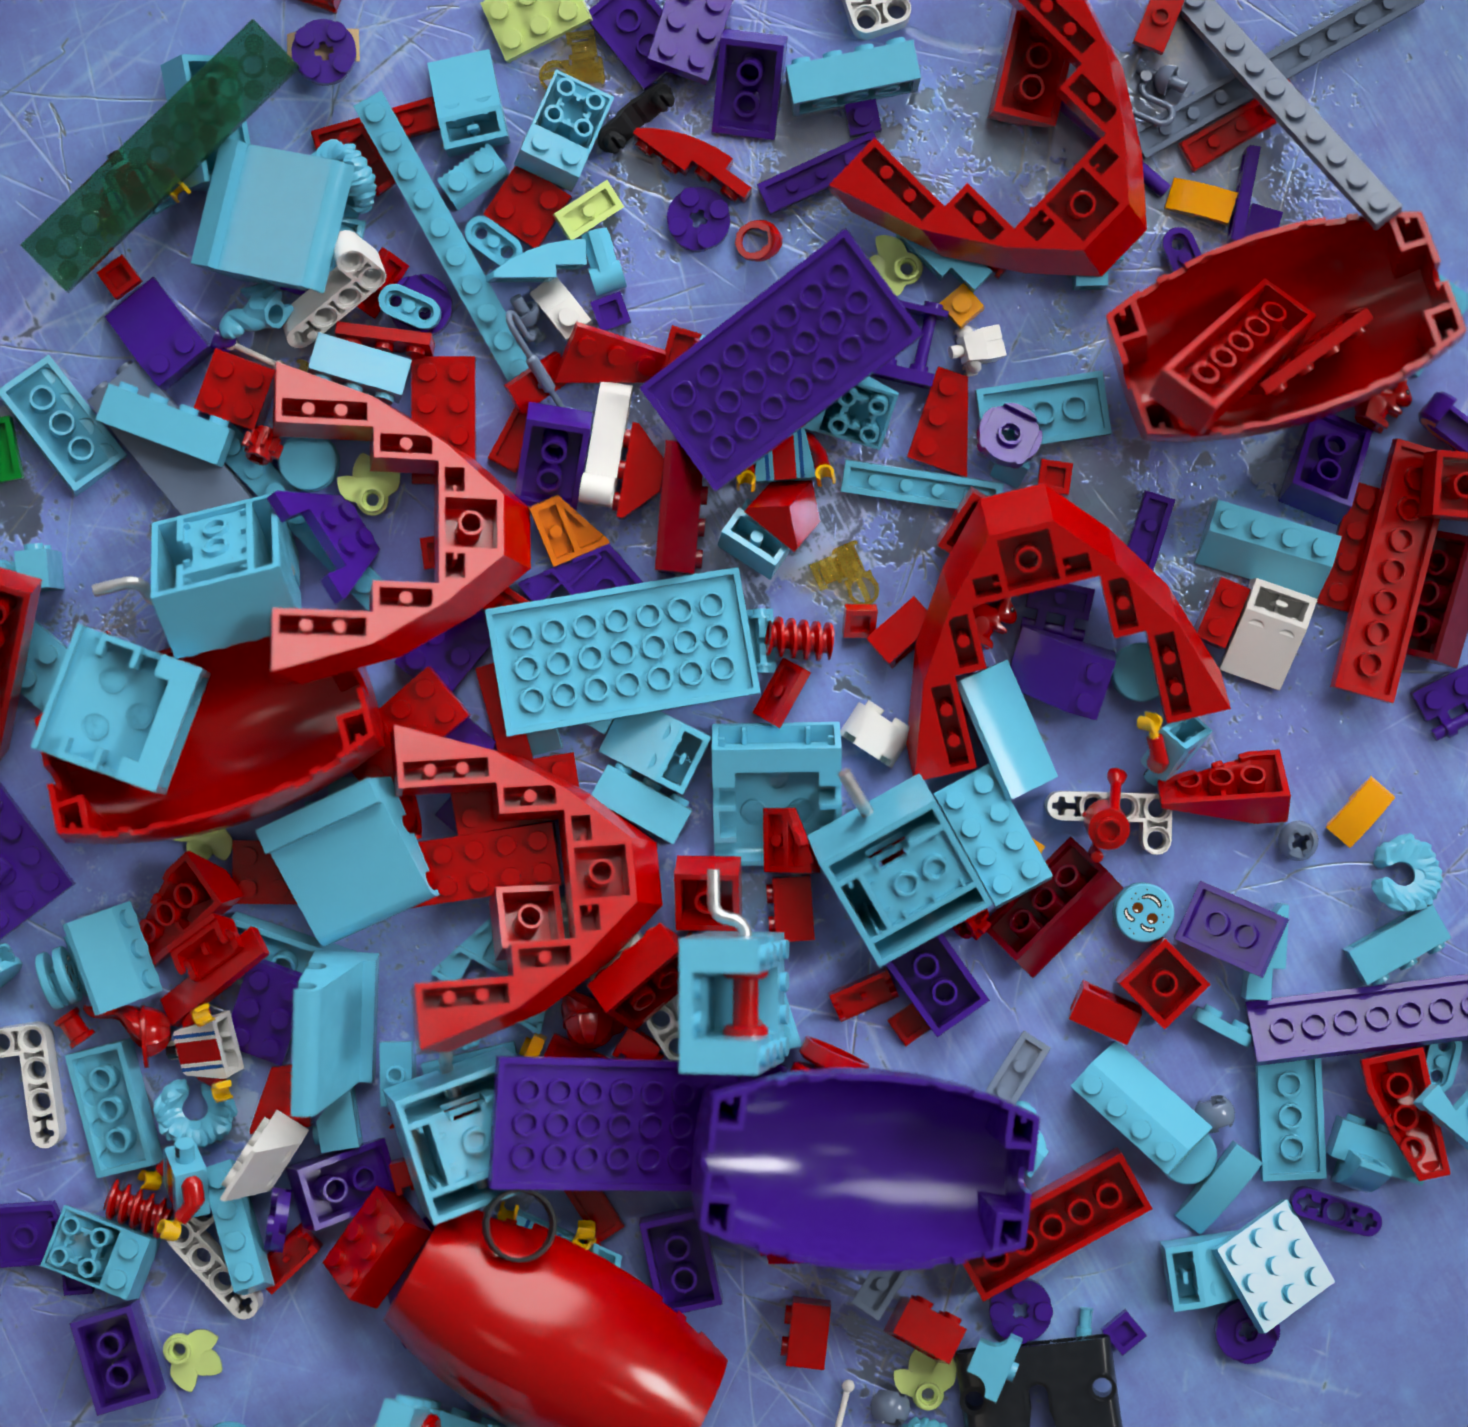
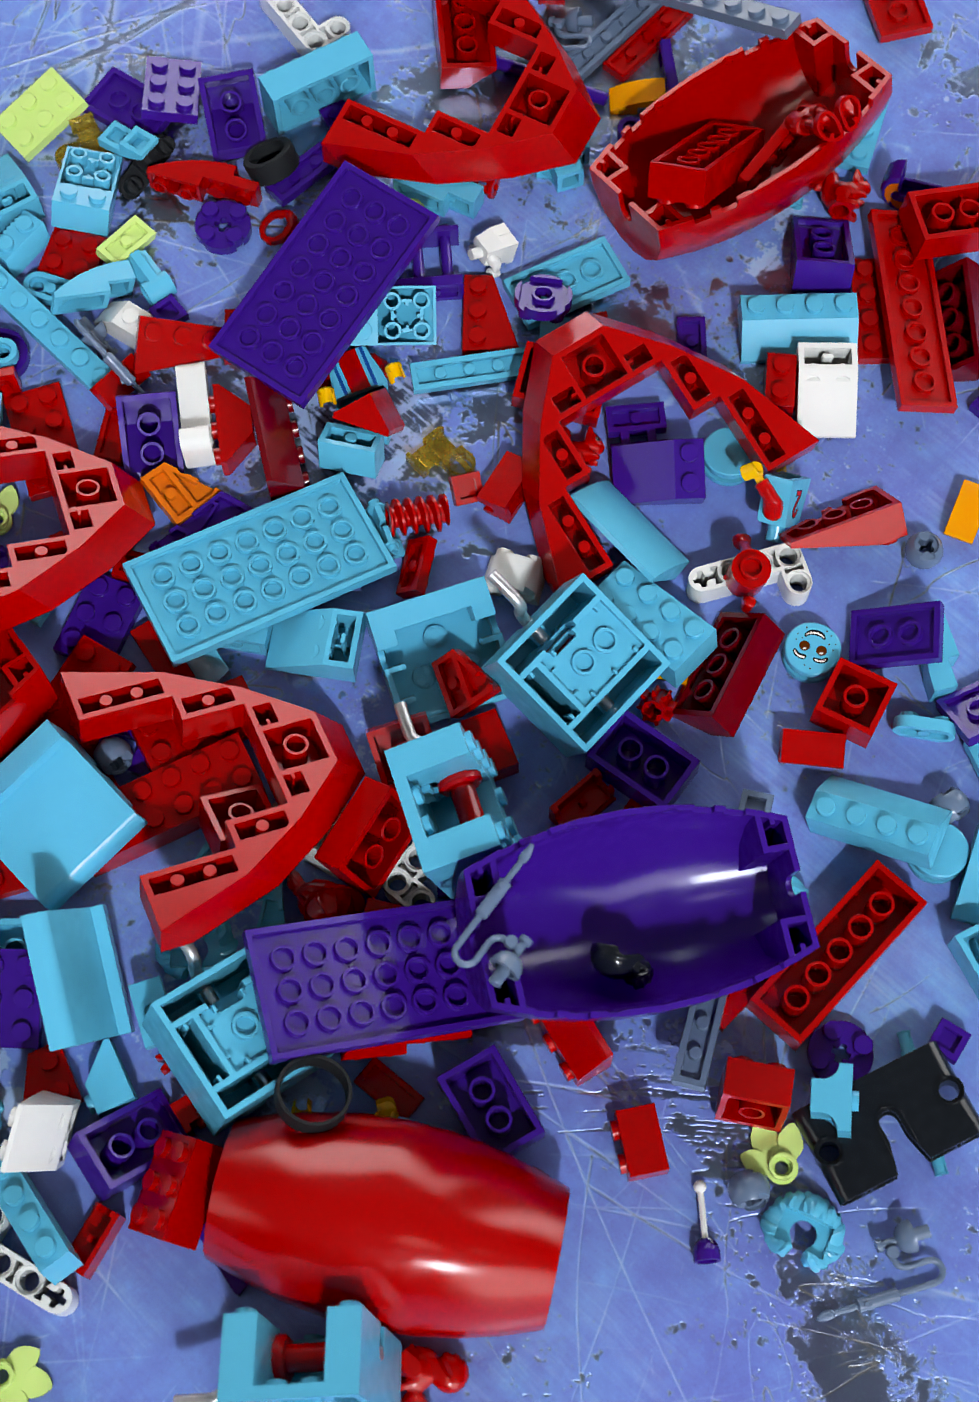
camera: 15 degrees left, 20 degrees down
(277, 1219) = (70, 1196): dark purple plate -> none
(424, 806) = (113, 755): none -> sand blue piece
(623, 85) = (126, 142): none -> medium azure slope
(642, 802) = (332, 698): medium azure brick -> none
(726, 1198) = (506, 963): none -> sand blue piece
(767, 144) = (271, 161): none -> black tyre
(839, 1192) = (614, 965): none -> black hair
(962, 306) = (470, 225): light orange plate -> none
(1367, 346) = (823, 123): none -> red piece

